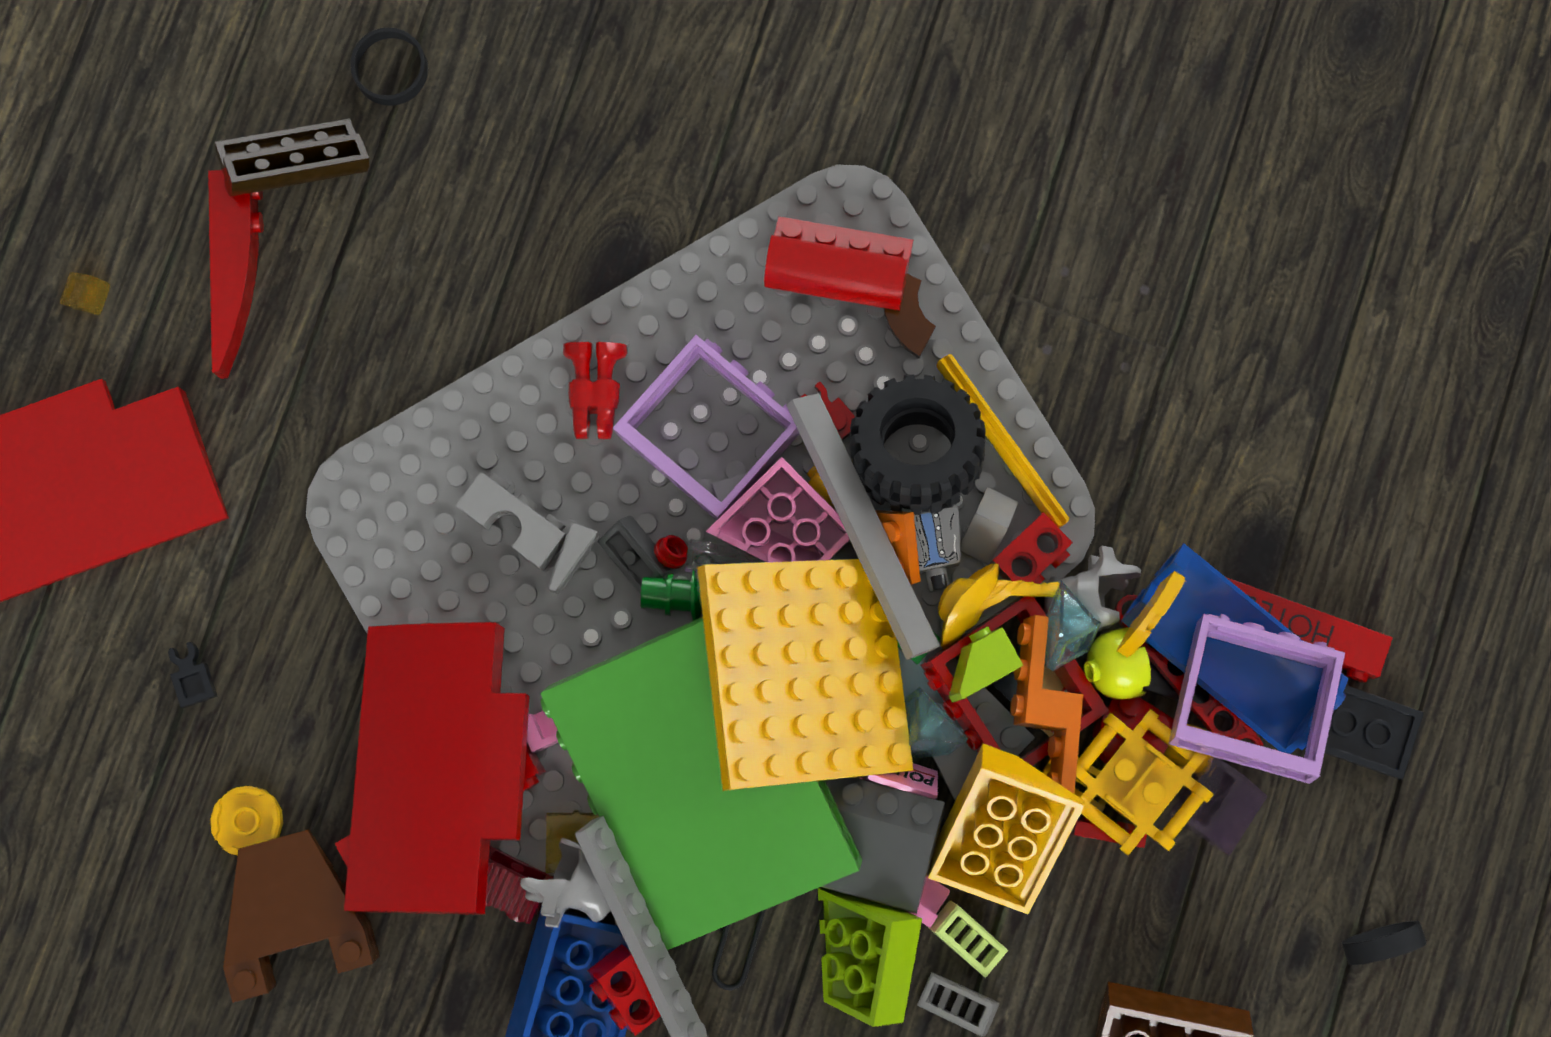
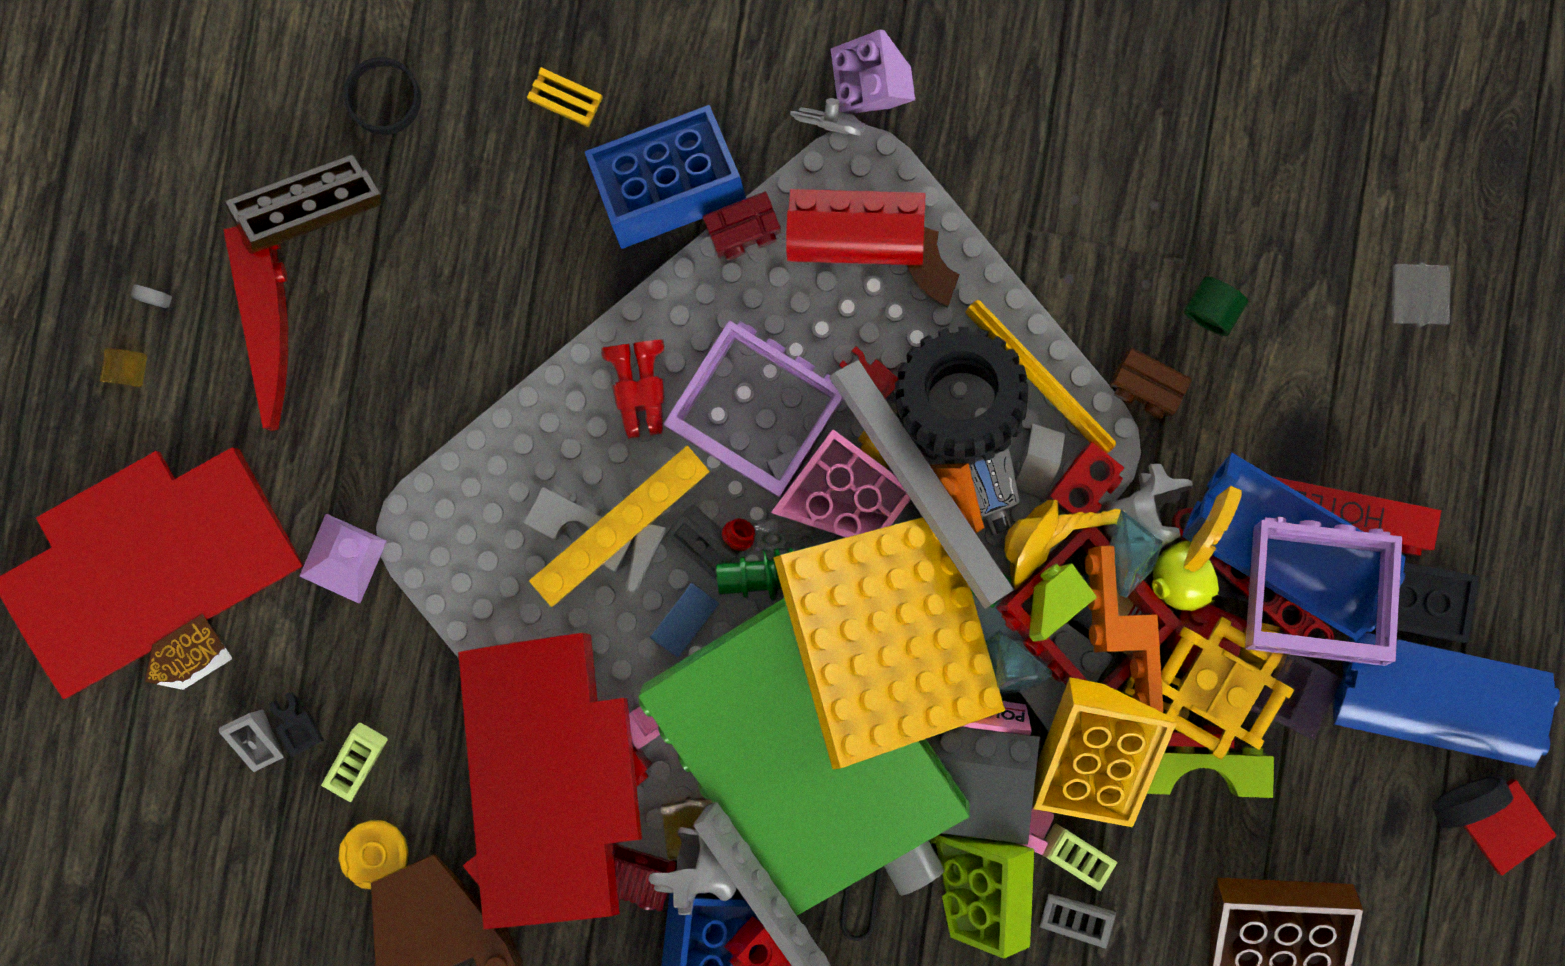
camera: 15 degrees left, 5 degrees up
(94, 589) = (186, 655): none -> sticker
(125, 227) = (151, 296): none -> light grey tile
(145, 683) = (253, 740): none -> light grey slope
(264, 702) = (364, 742): none -> yellowish green slope
(269, 515) = (343, 558): none -> lavender slope
(546, 79) = (539, 84): none -> yellow tile
(551, 522) = (619, 526): none -> yellow plate
(602, 629) = (684, 620): none -> medium blue slope
(656, 187) = (665, 176): none -> blue slope
(725, 245) = (742, 226): none -> dark red brick
(795, 918) = (915, 869): none -> light grey piece
(831, 154) = (831, 118): none -> light grey piece
(878, 117) = (871, 74): none -> lavender slope
(1112, 465) = (1149, 383): none -> reddish brown brick
(1153, 877) = (1245, 772): none -> lime arch
(1191, 397) = (1216, 306): none -> dark green piece
(1375, 837) = (1450, 702): none -> blue cylinder
(1403, 419) = (1421, 294): none -> clear piece
(1420, 981) = (1512, 832): none -> red tile

